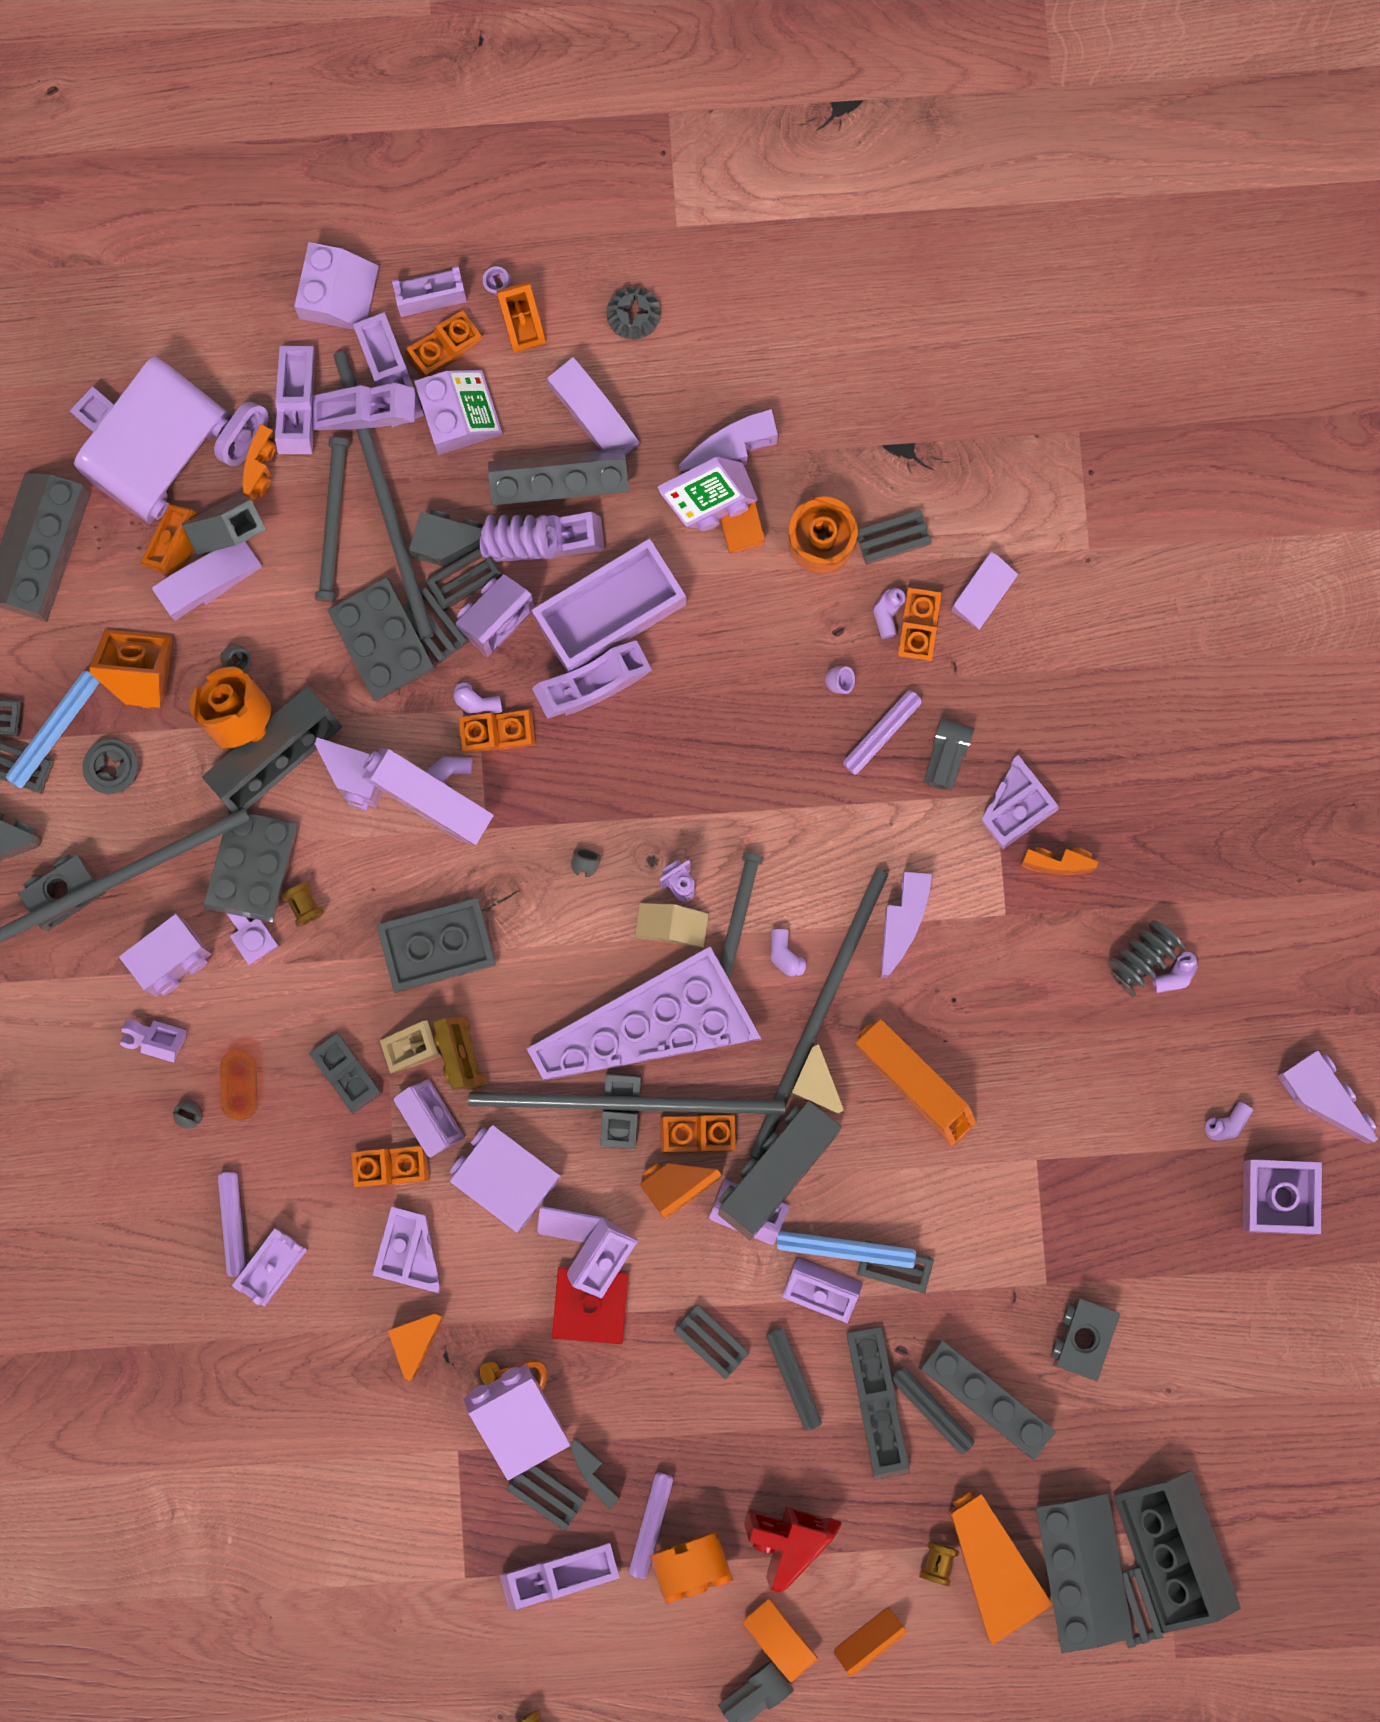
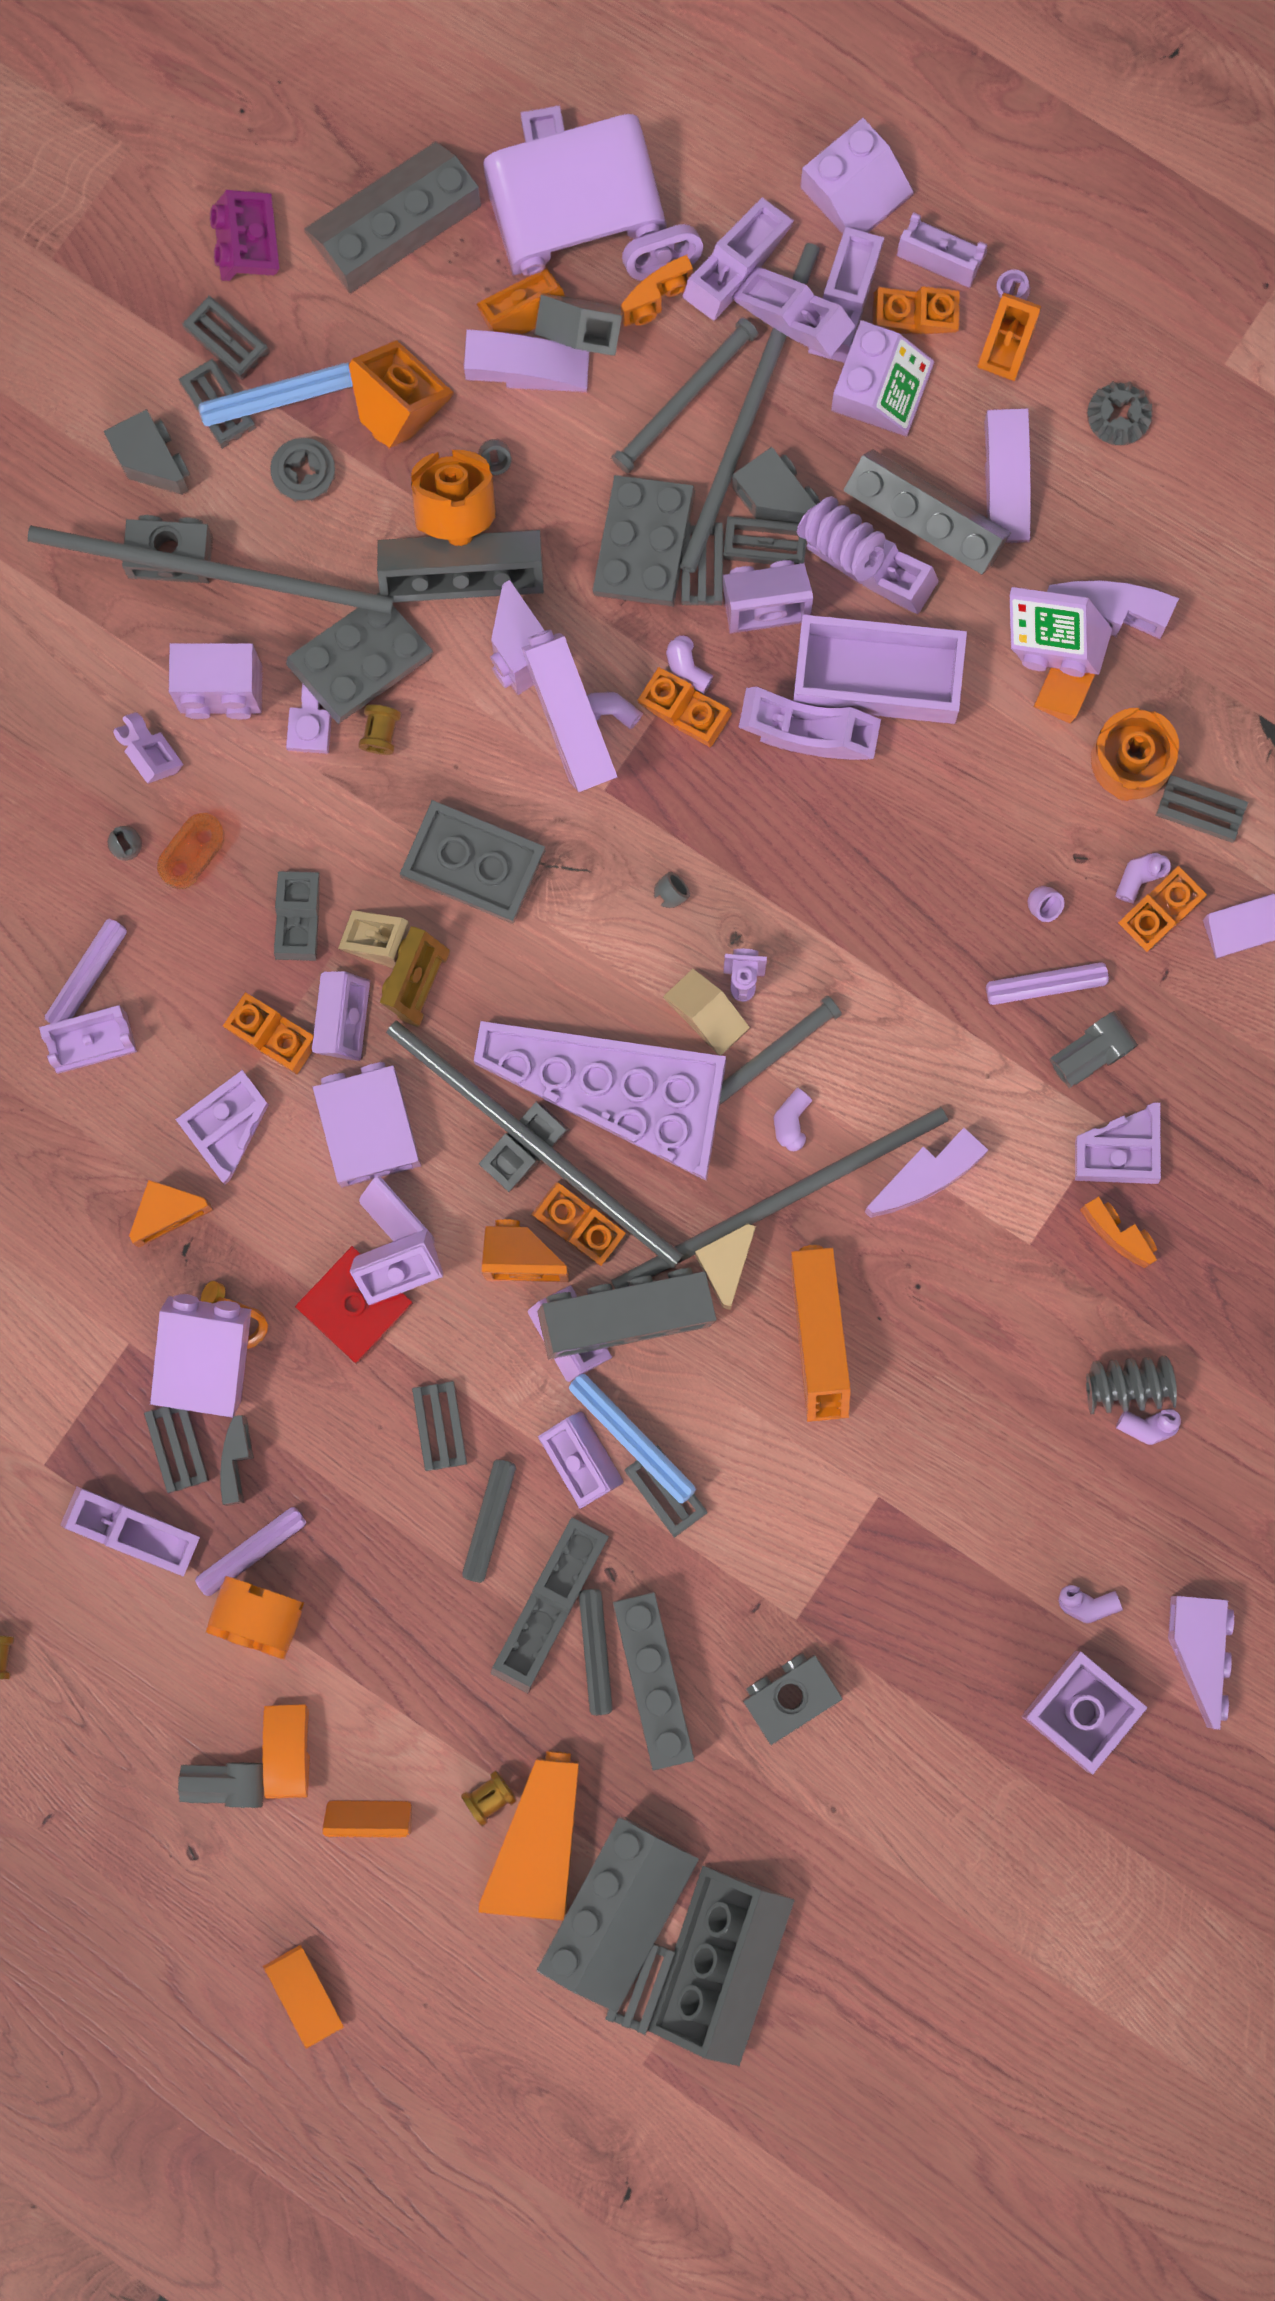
camera: 40 degrees right, 0 degrees up
(793, 1541) = (370, 1668): red piece -> none

